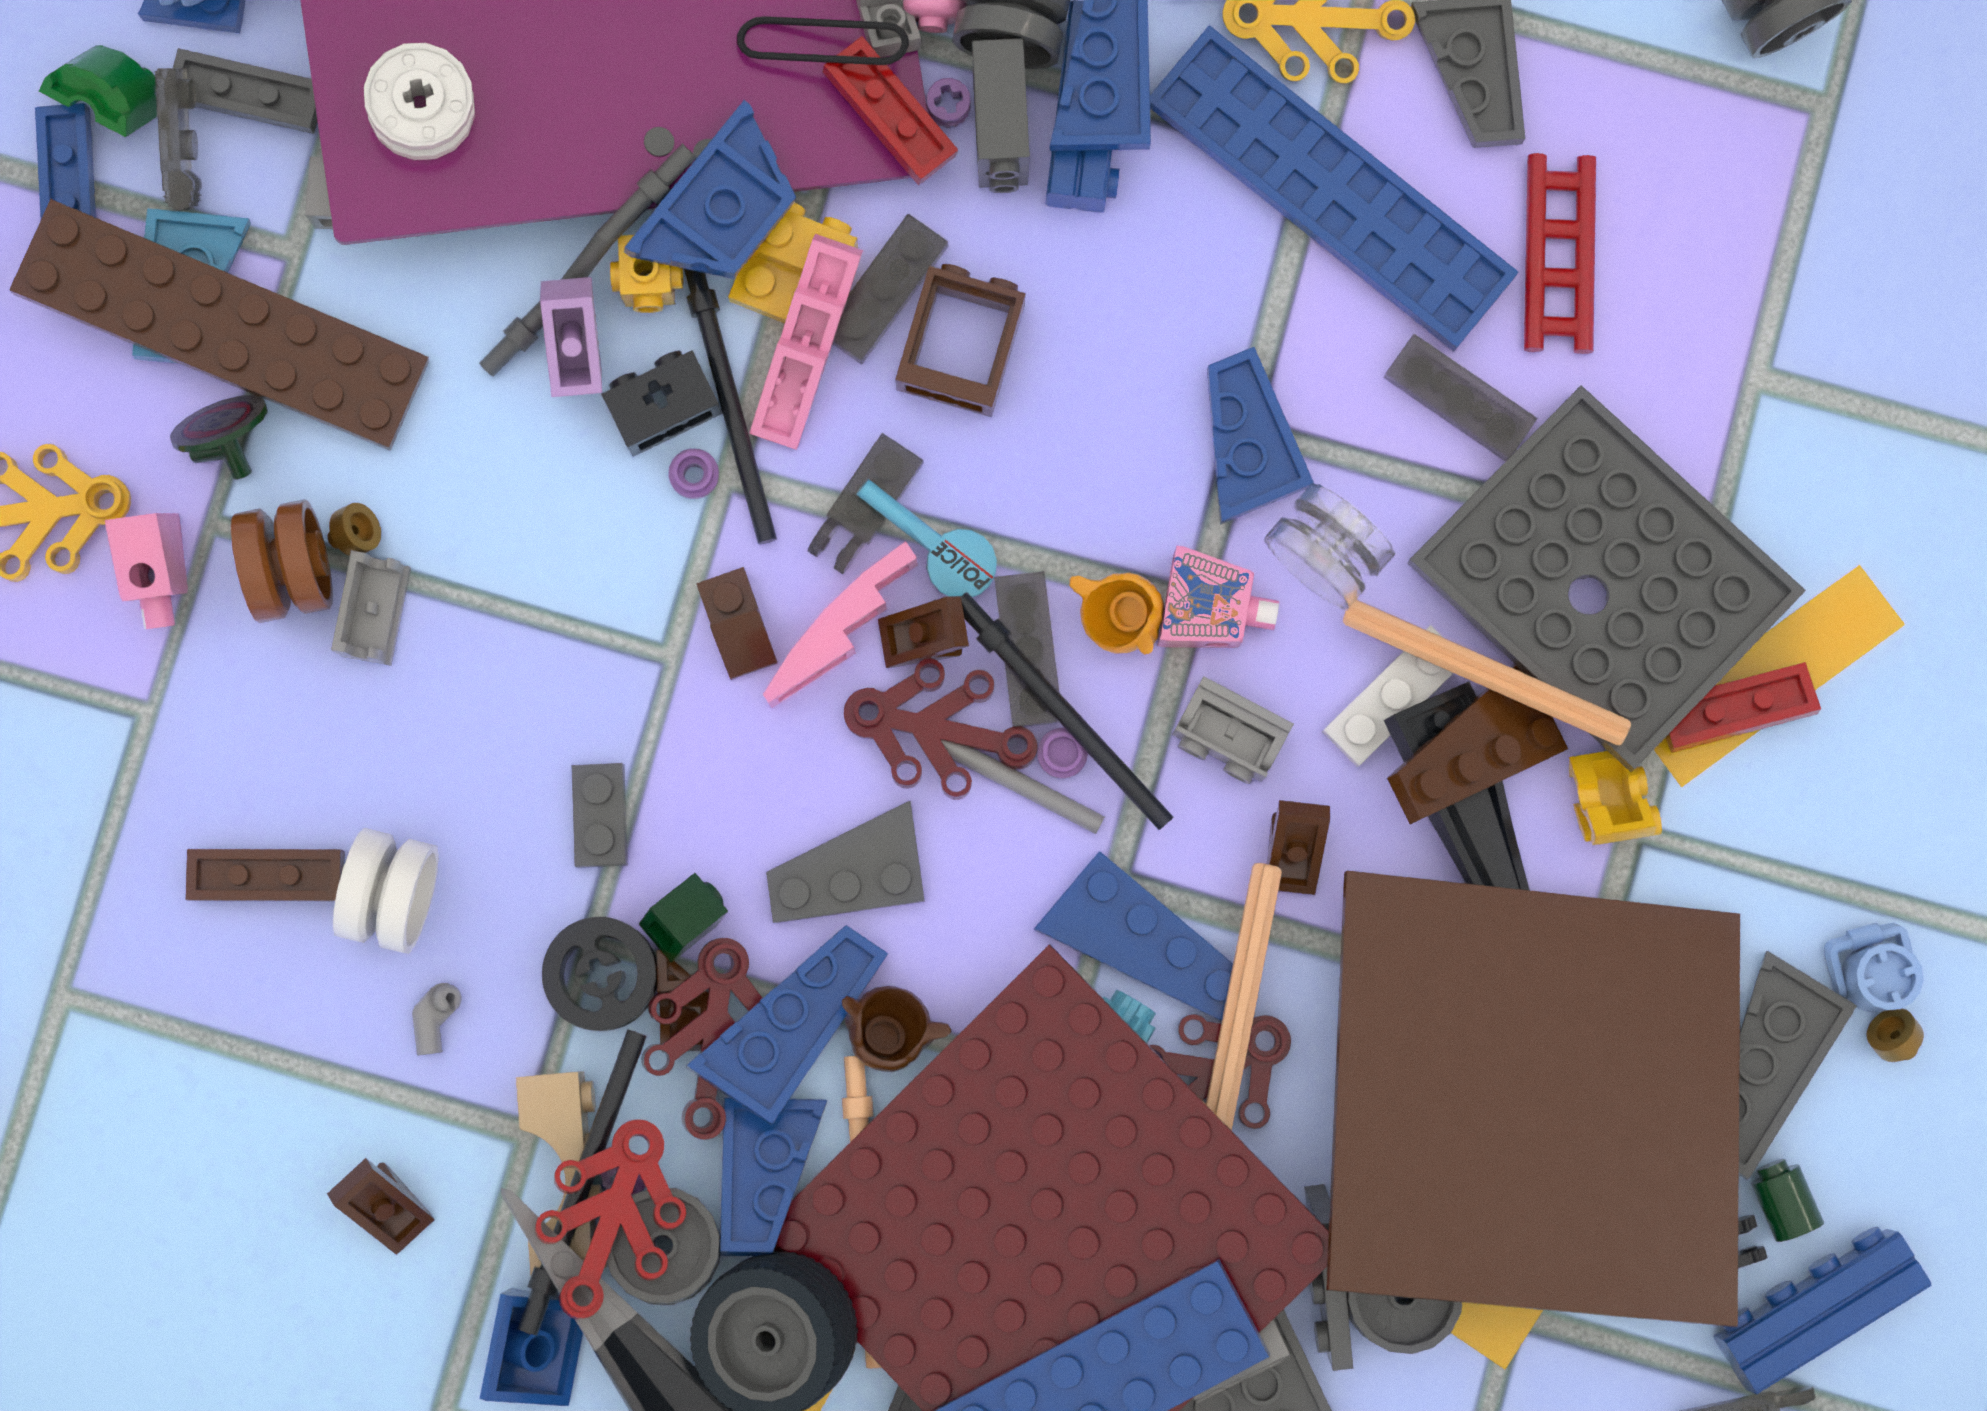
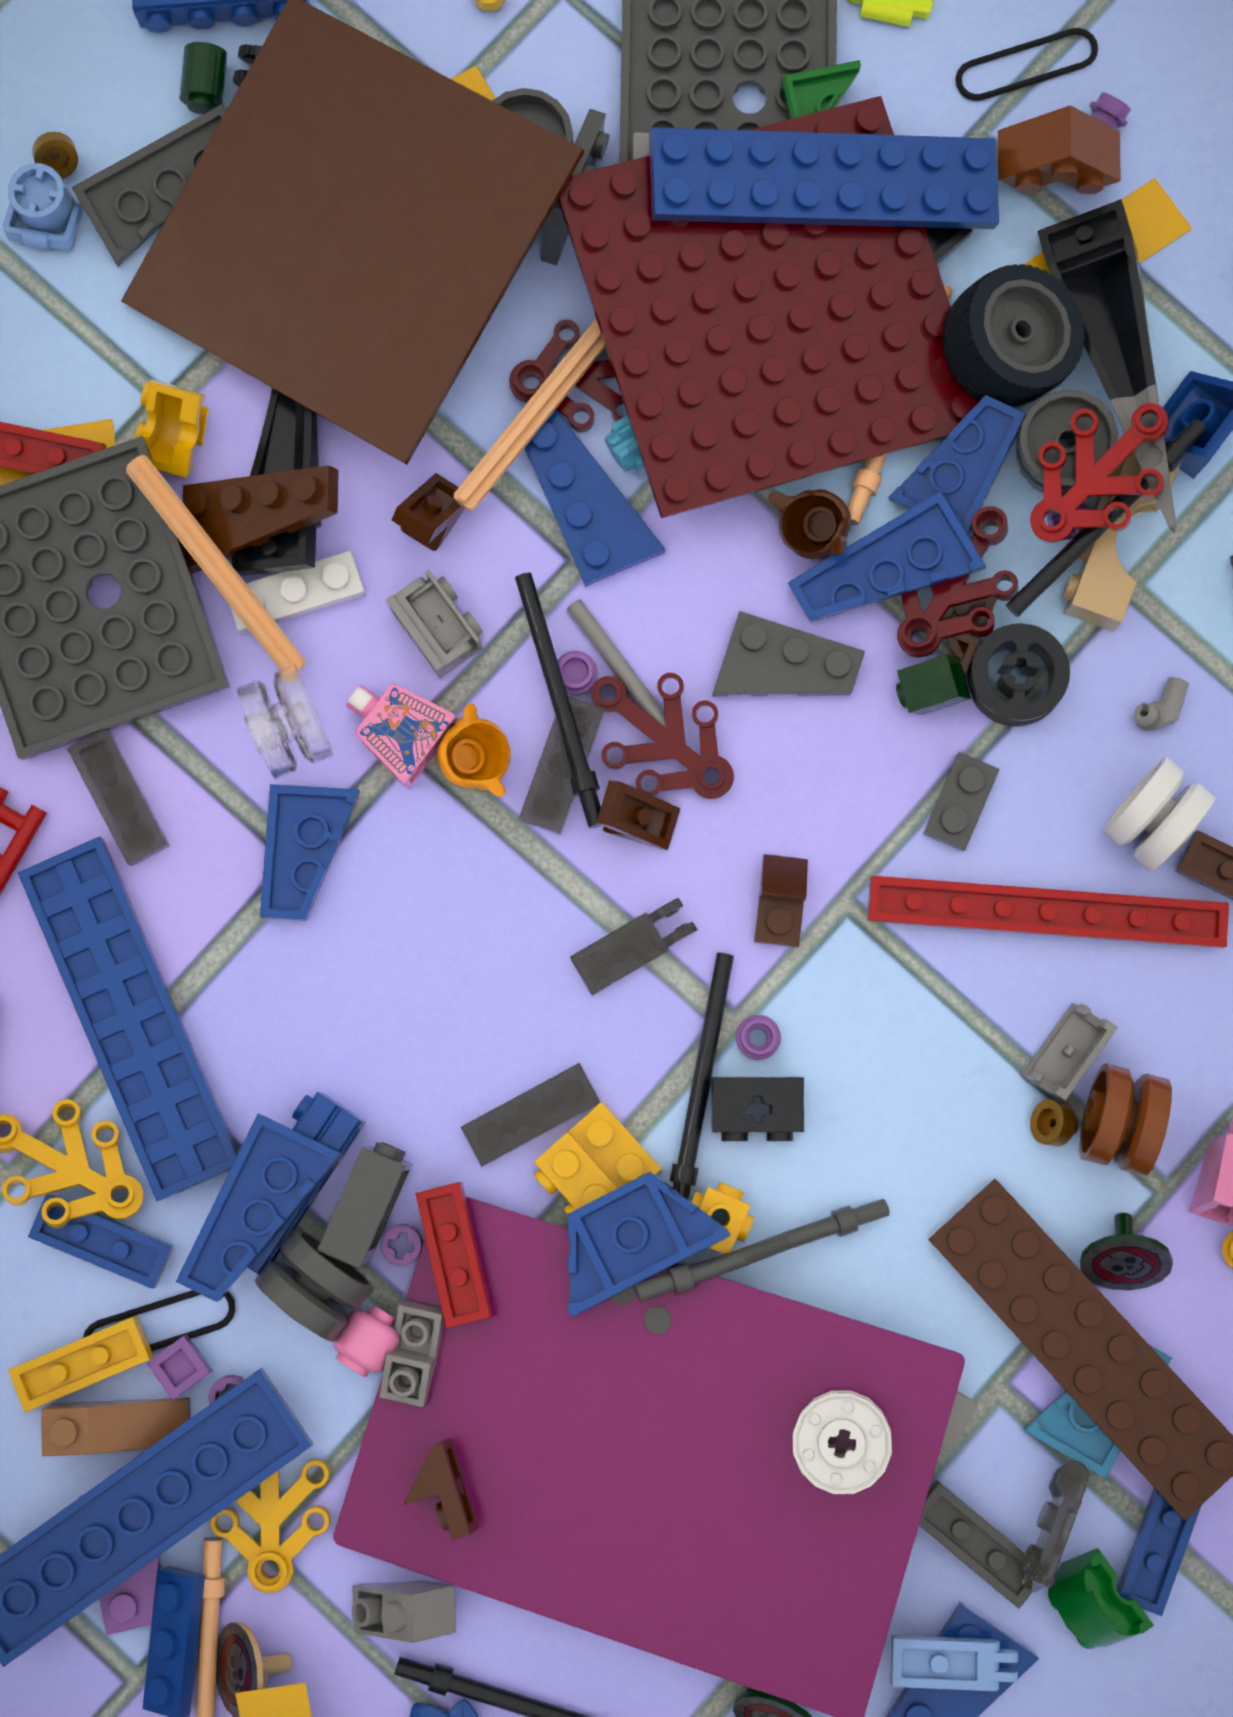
camera: 150 degrees left, 0 degrees up
(456, 742) = (1048, 912): none -> red plate
(571, 337) = (806, 1190): lavender brick -> none
(805, 341) = (616, 1096): bright pink slope -> none
(823, 23) = (527, 1387): black piece -> none
(826, 640) = (717, 848): bright pink slope -> none
(943, 387) = (444, 1063): reddish brown window -> none
(956, 559) = (582, 862): medium azure piece -> none

